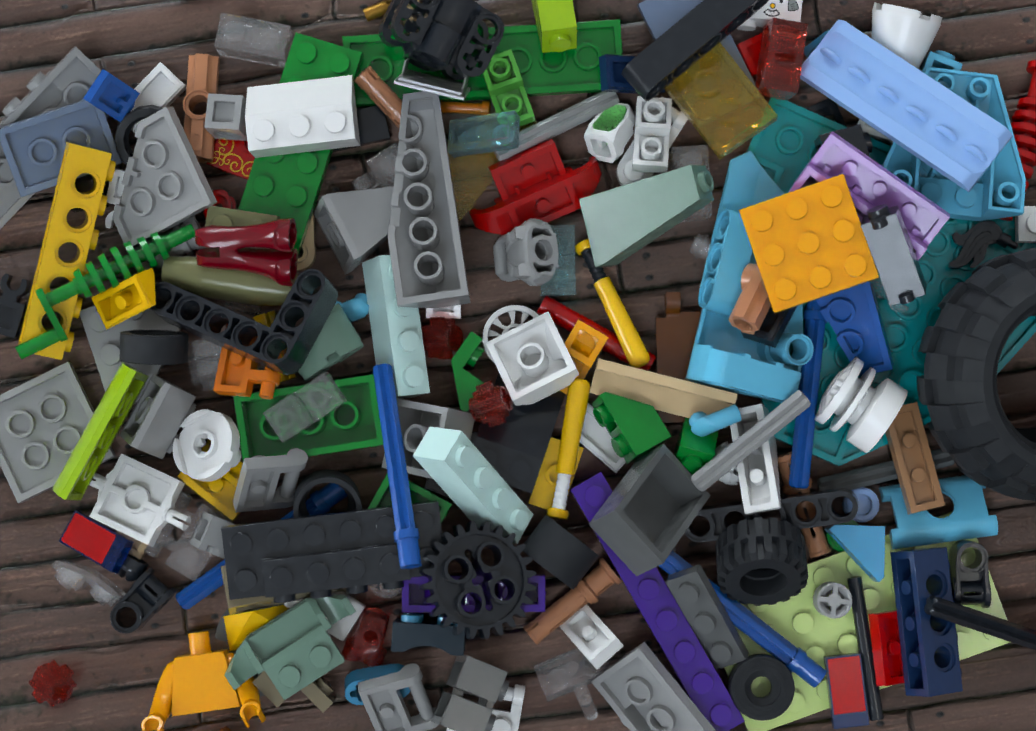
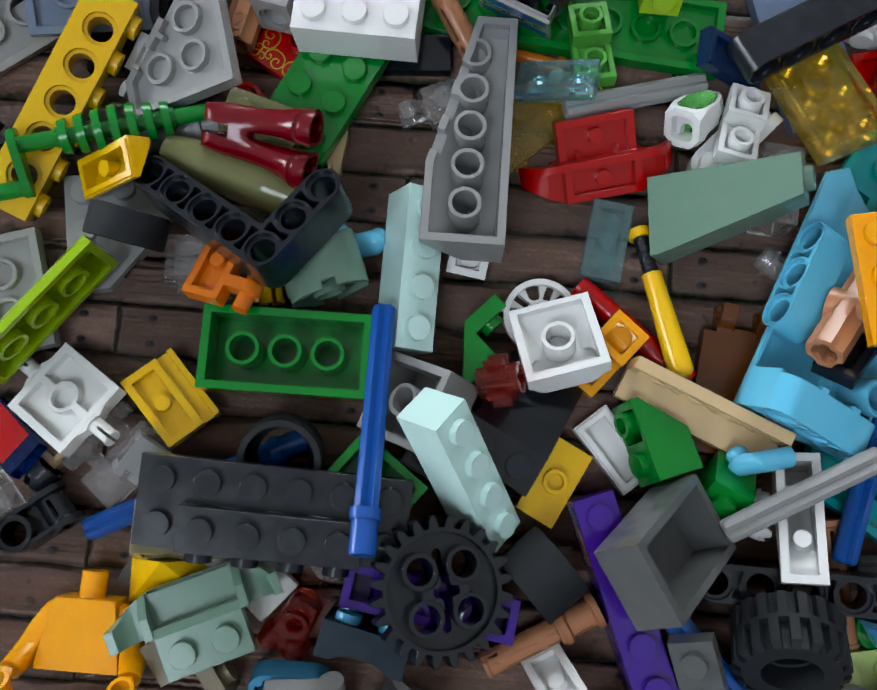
camera: 10 degrees right, 5 degrees down
(158, 417) = (115, 311): light grey slope -> none
(224, 447) = (173, 366): white plate -> none
(260, 478) = (208, 407): light grey plate -> none
(304, 407) = (282, 333): clear slope -> none
(355, 223) = (390, 146): light grey slope -> none
(441, 337) = (459, 295): clear red gear -> none
(527, 253) = (581, 222): light grey piece -> none
(570, 439) = (582, 442): yellow piece -> none

